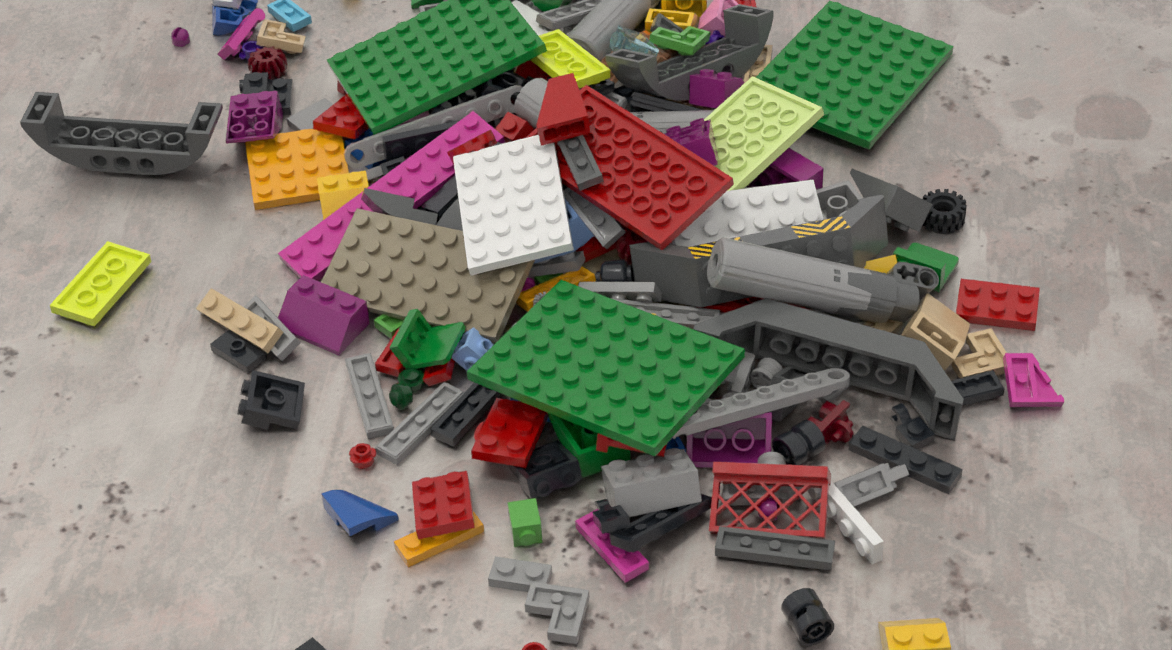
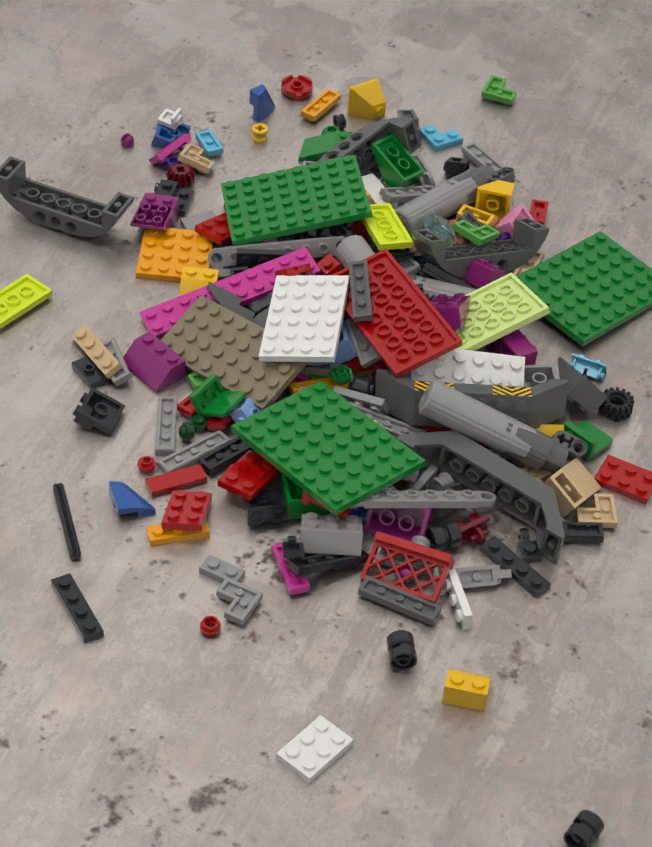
camera: 10 degrees right, 0 degrees up
(281, 565) = (67, 522): none -> black axle
(410, 466) = (176, 480): none -> red tile
(525, 522) = (237, 537): bright green brick -> none
(562, 111) = (359, 263): red slope -> none
(582, 266) = (340, 375): none -> green plate
(897, 172) = (596, 368): none -> medium azure hinge
(1028, 382) = (622, 538): dark pink wing -> none

